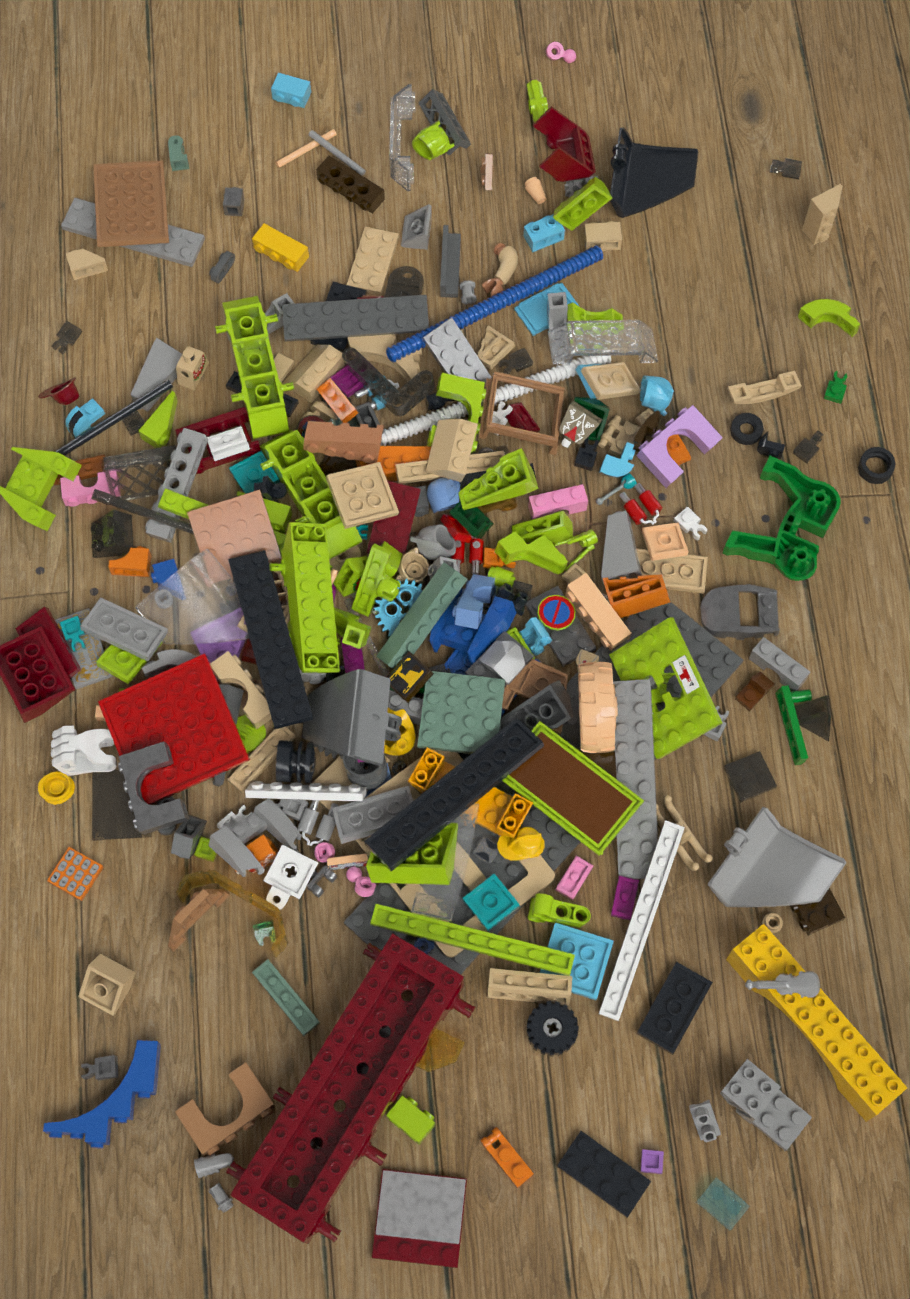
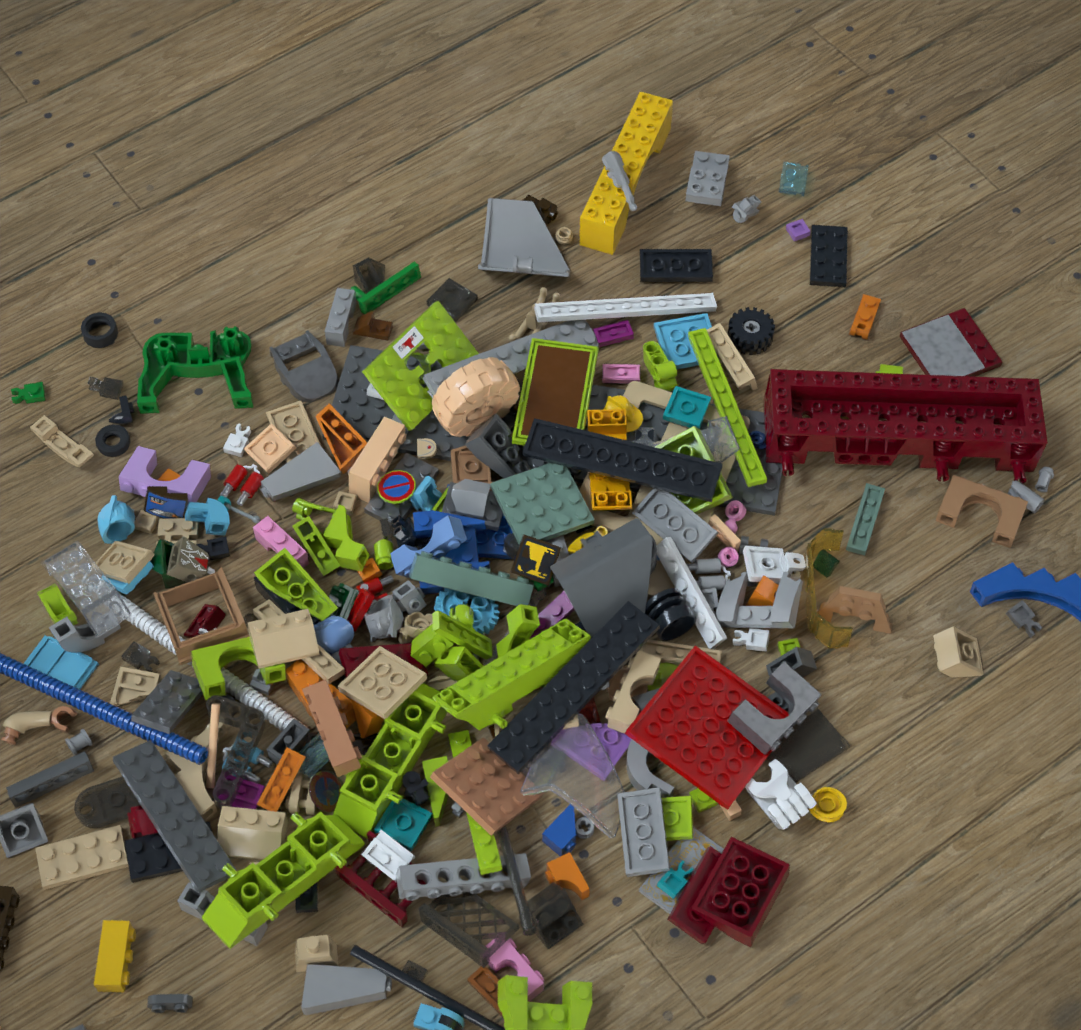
camera: 120 degrees left, 10 degrees down
(75, 874) = (888, 741): tile -> none
(158, 427) = (400, 946): lime slope -> none
(398, 368) = (212, 750): none -> light nougat bar

